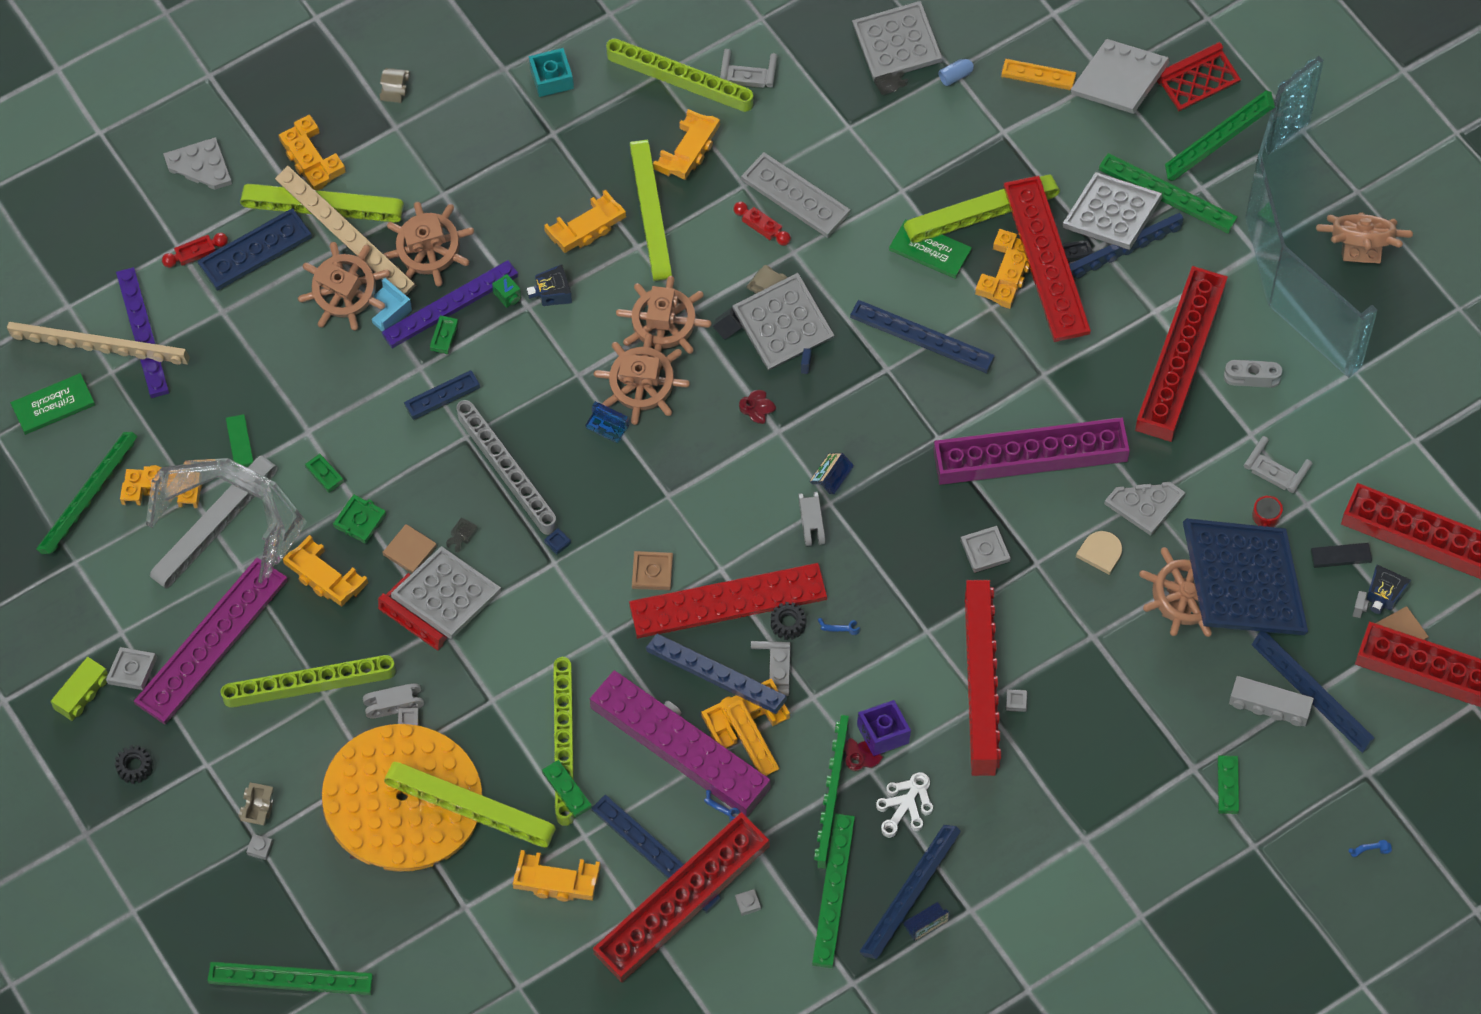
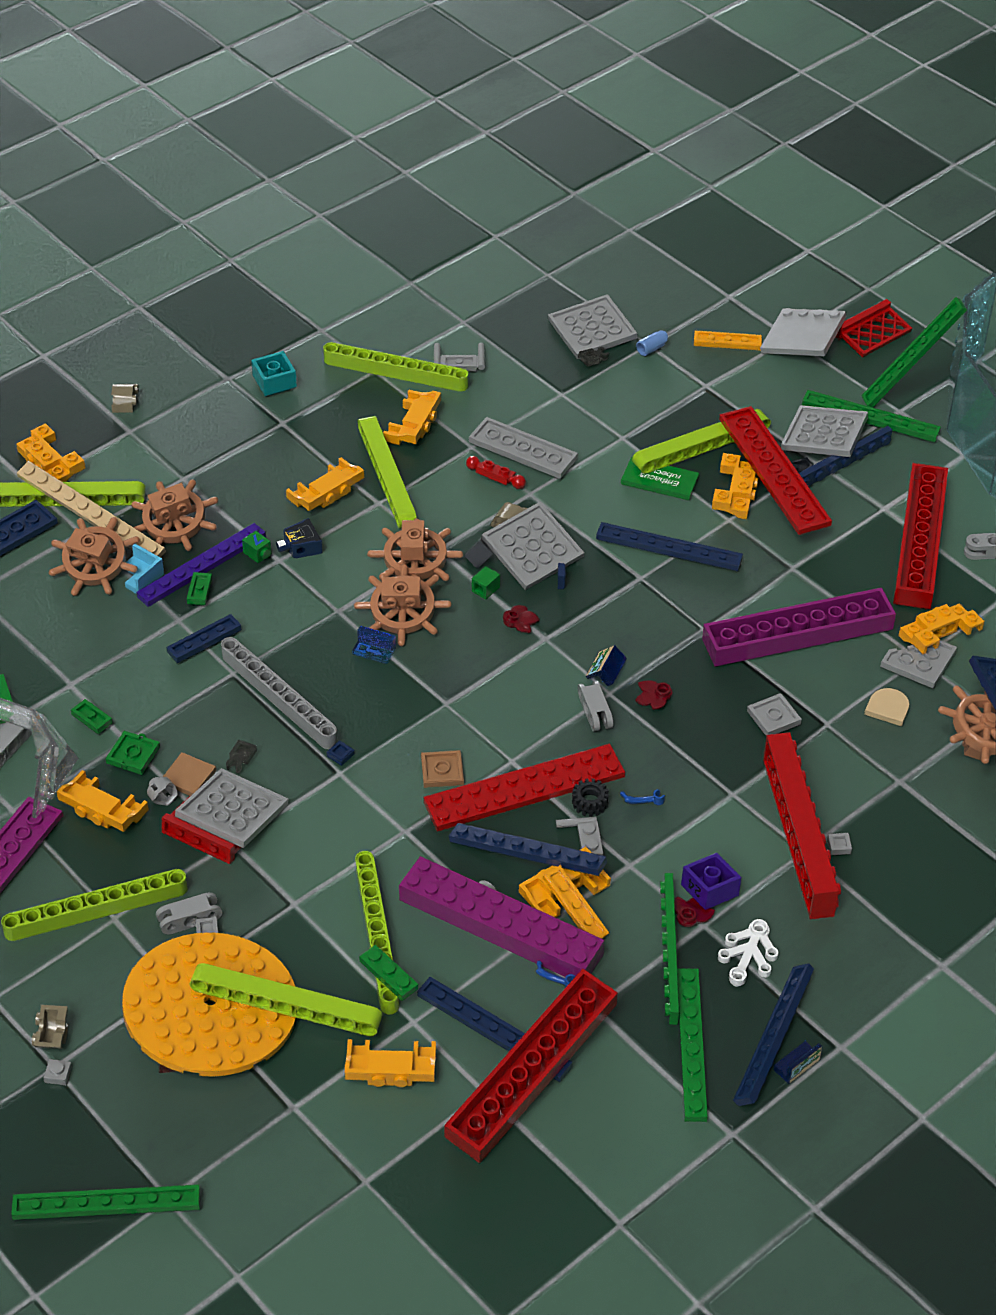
camera: 10 degrees left, 15 degrees down
(379, 565) = (159, 787): none -> light grey piece
(729, 360) = (485, 582): none -> green brick
(747, 902) = (602, 1066): light grey plate -> none
(869, 510) = (654, 694): none -> dark red plate
(1171, 463) = (939, 623): none -> light orange bracket

